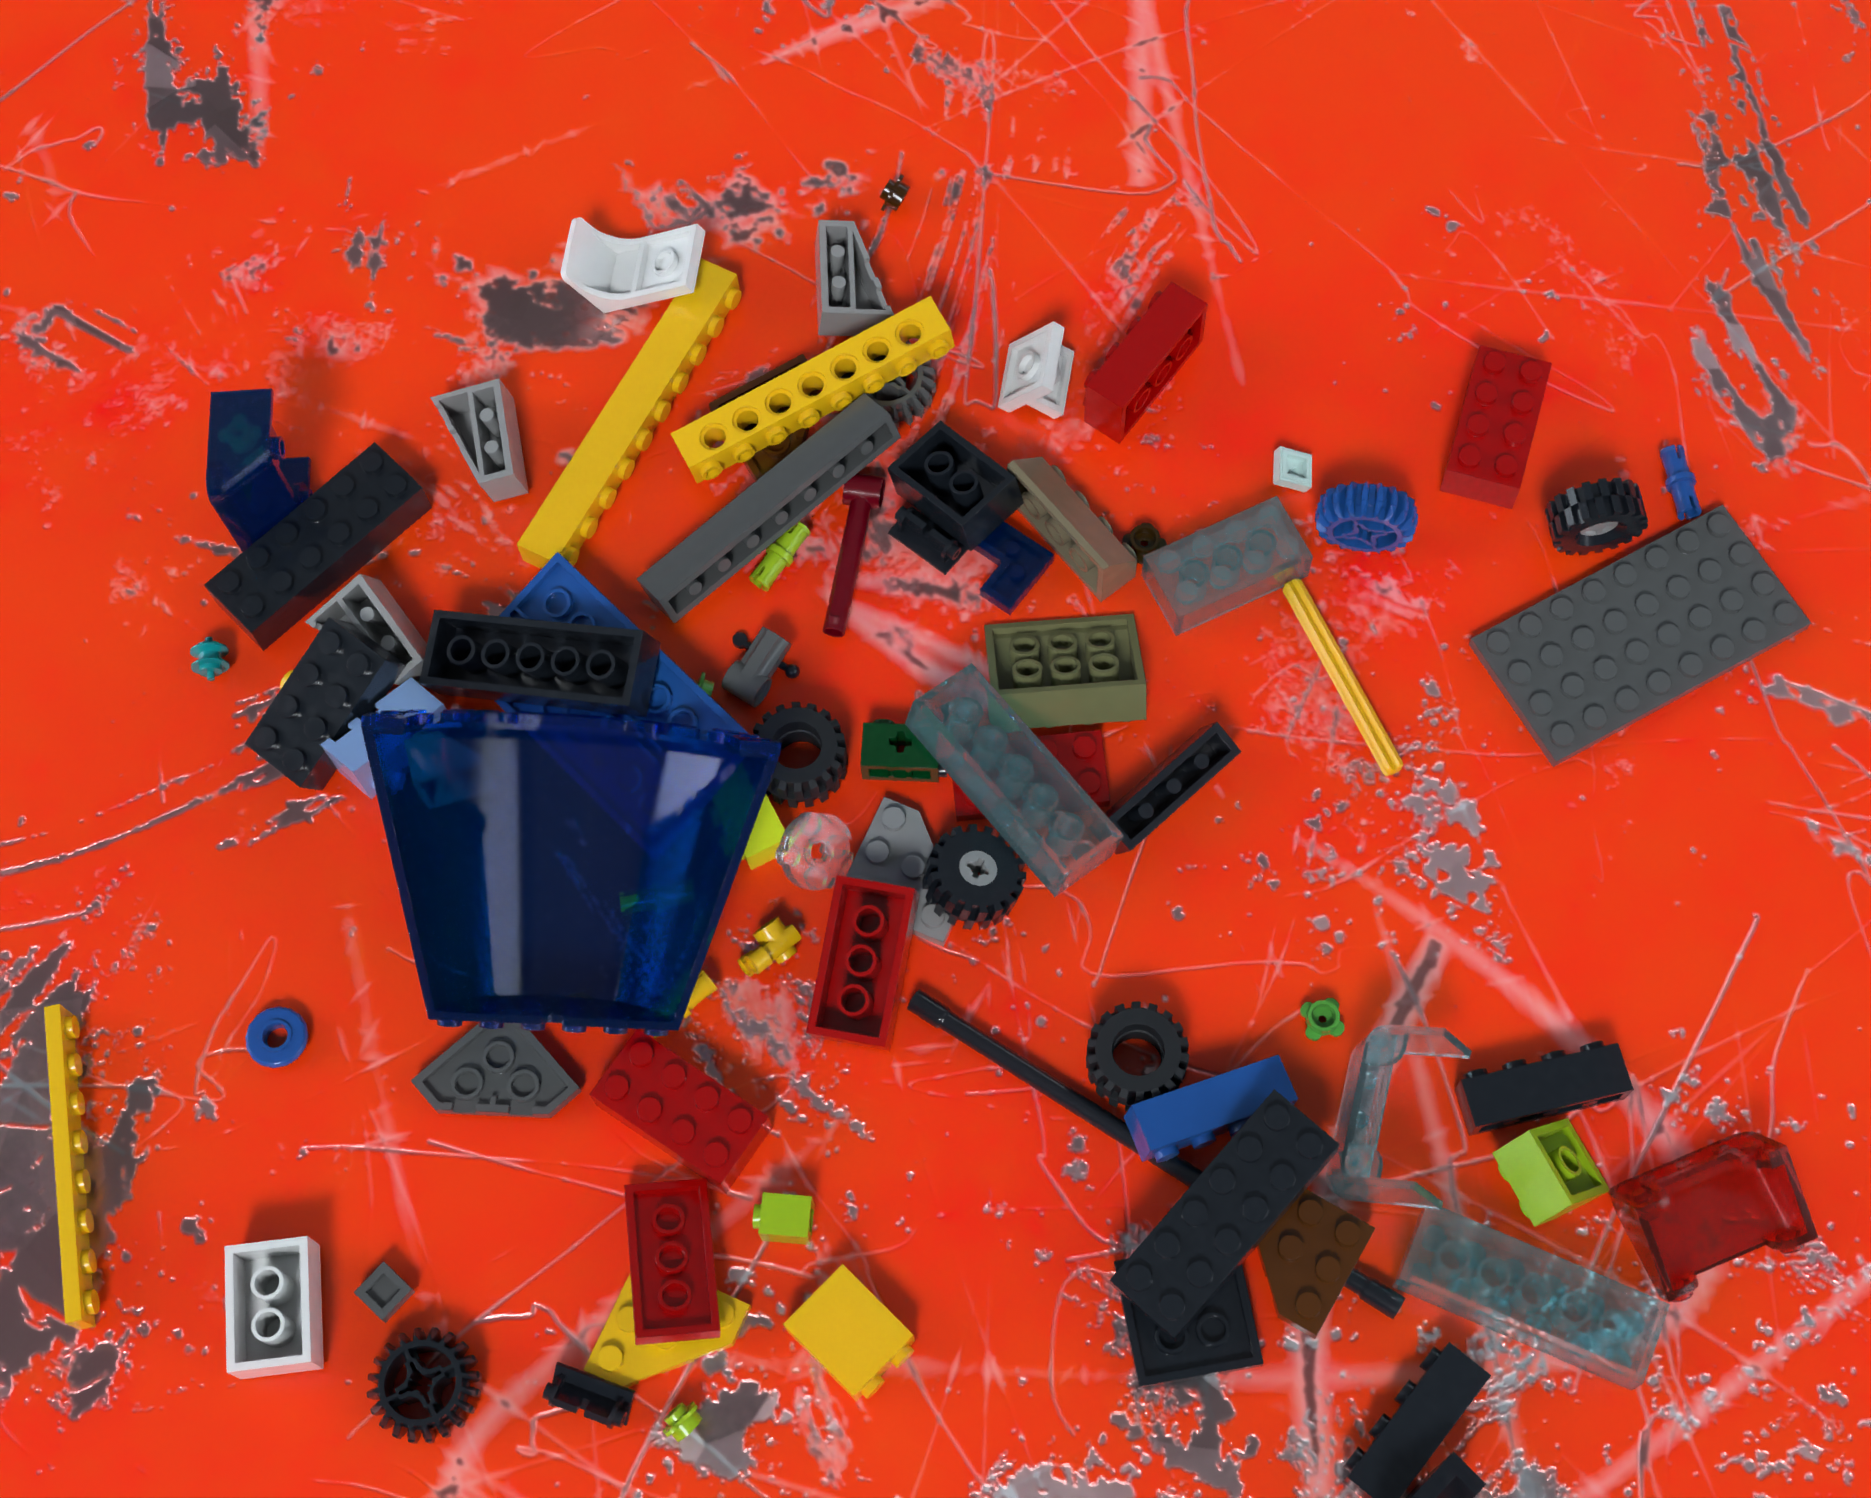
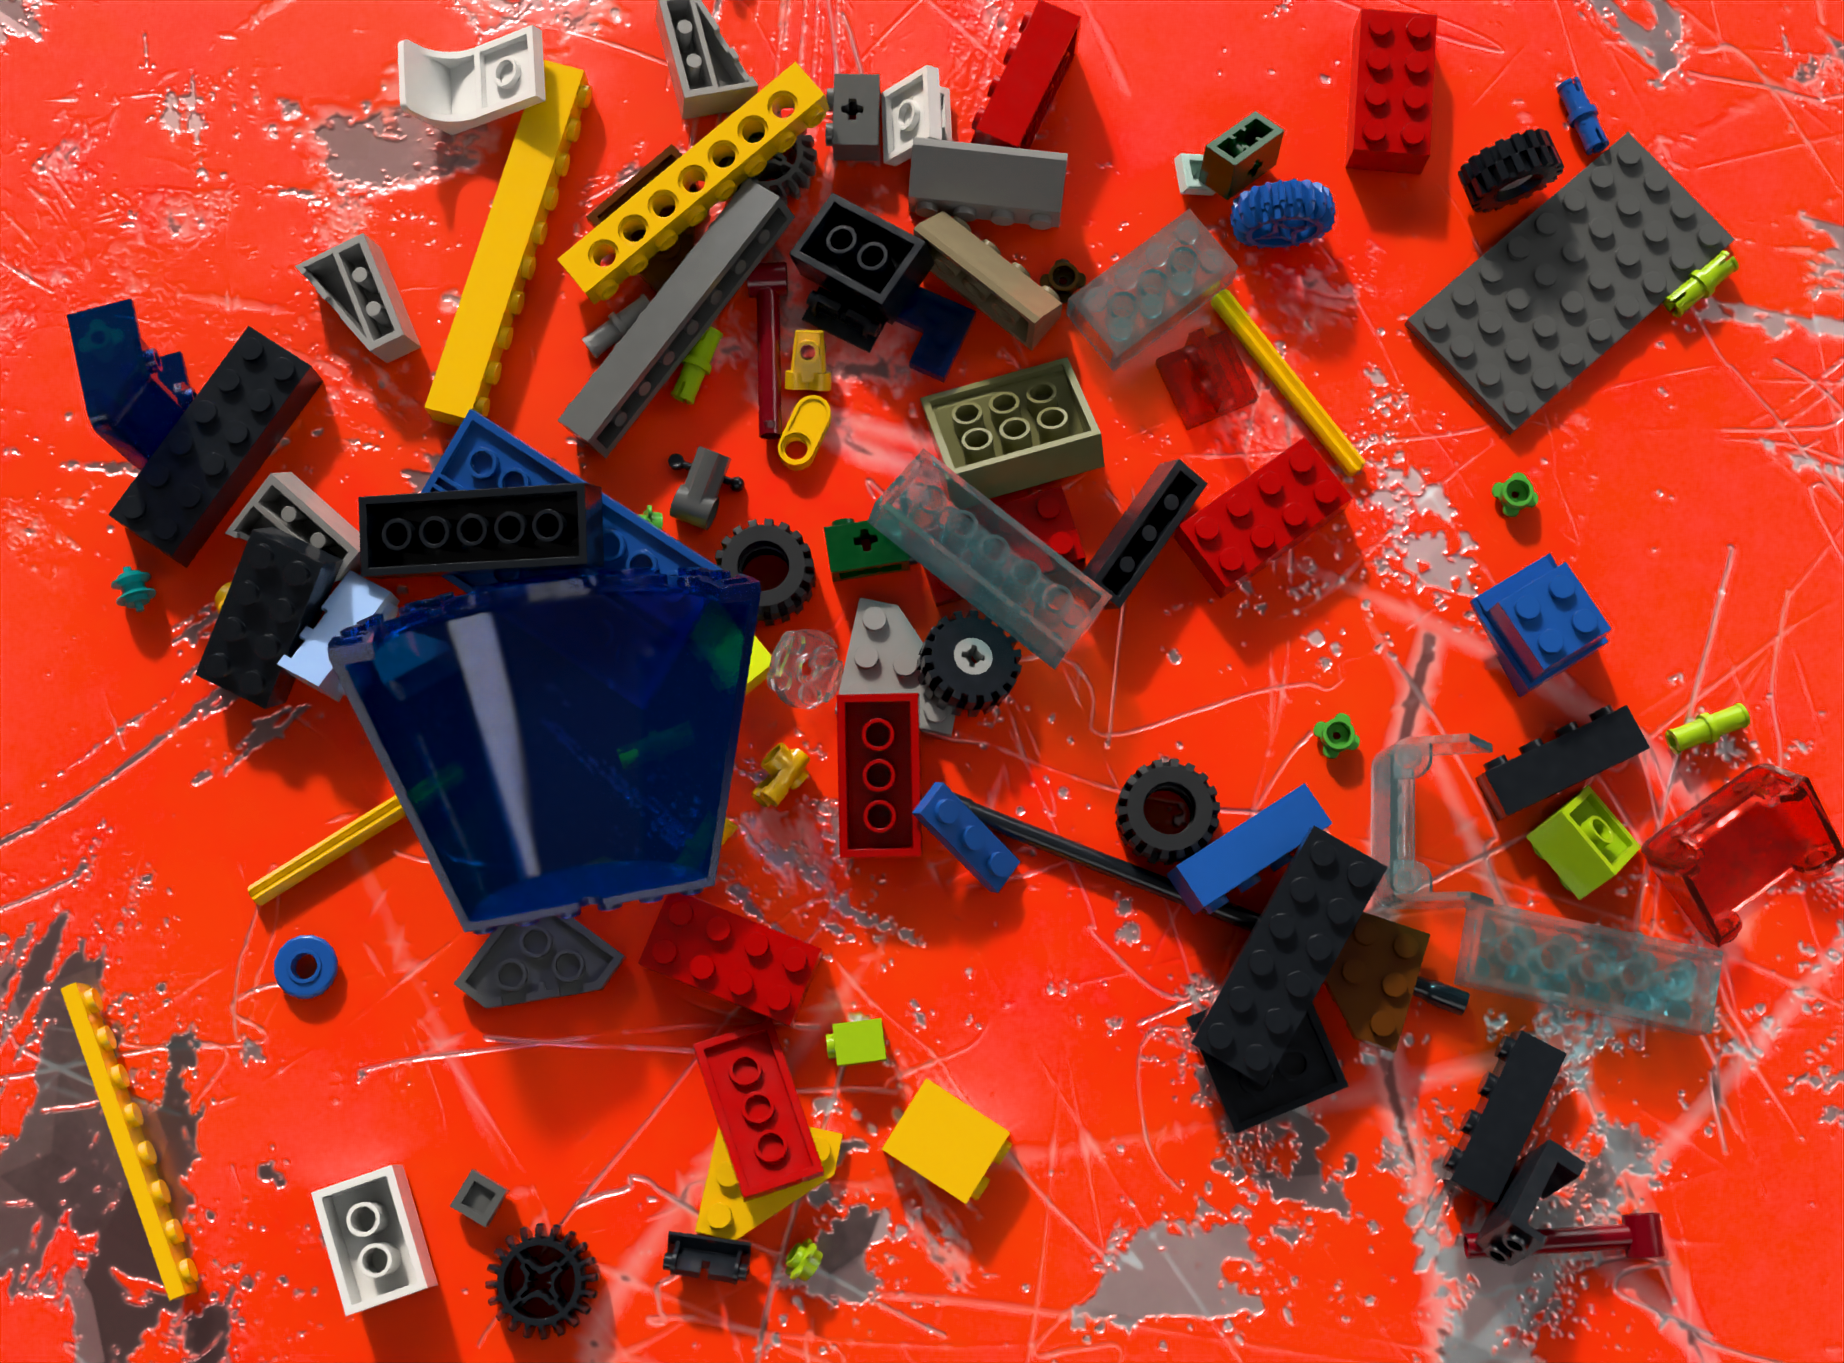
camera: 15 degrees left, 10 degrees up
(323, 934) = (326, 851): none -> yellow axle
(703, 511) = (615, 327): none -> light grey pin
(872, 629) = (806, 424): none -> yellow piece
(885, 581) = (805, 372): none -> yellow plate
(934, 1039) = (966, 837): none -> blue plate
(989, 345) = (860, 97): none -> dark grey brick
(1090, 439) = (987, 183): none -> light grey slope
(1263, 657) = (1206, 378): none -> clear red bracket
(1290, 796) = (1262, 517): none -> red brick
(1337, 457) = (1241, 155): none -> brick
(1545, 949) = (1540, 623): none -> blue piece
(1552, 813) = (1519, 484): none -> bright green plate
(1699, 1085) = (1707, 728): none -> lime pin
(1769, 658) = (1701, 283): none -> lime pin

